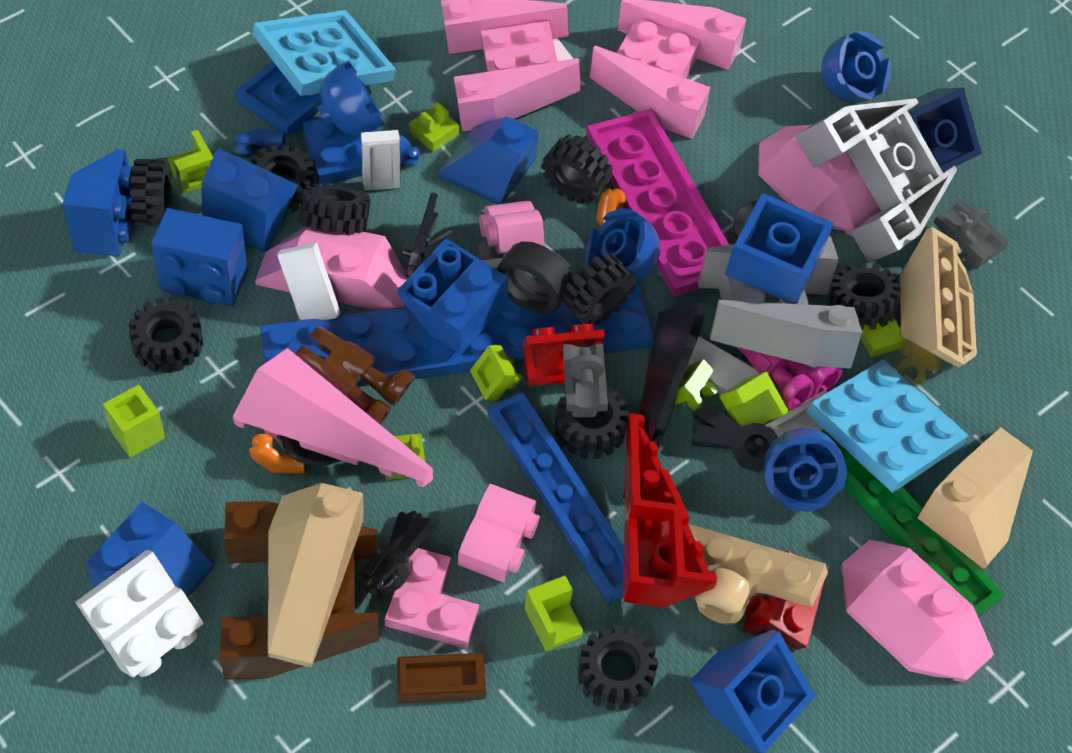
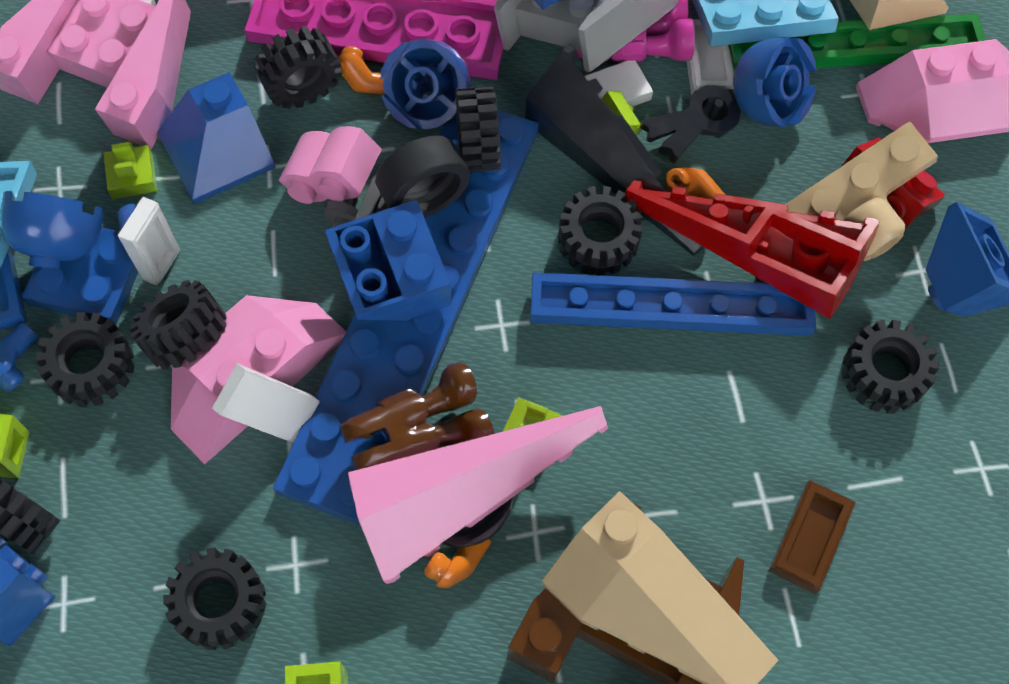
camera: 55 degrees left, 10 degrees up
(200, 257) = (145, 503): blue brick -> none
(247, 196) = (96, 411): blue slope -> none
(392, 566) = (643, 487): black piece -> none
(422, 246) = (289, 268): black piece -> none
(426, 612) = (716, 511): bright pink plate -> none
(495, 373) = (490, 286): lime tile -> none
(497, 533) = (684, 389): bright pink brick -> none
(544, 352) = (515, 211): red bracket -> none
(552, 614) = (800, 392): lime panel -> none
(584, 380) = (576, 202): dark grey hips -> none
(680, 464) = (694, 180): none -> orange arm
(754, 401) = (665, 79): lime panel -> none

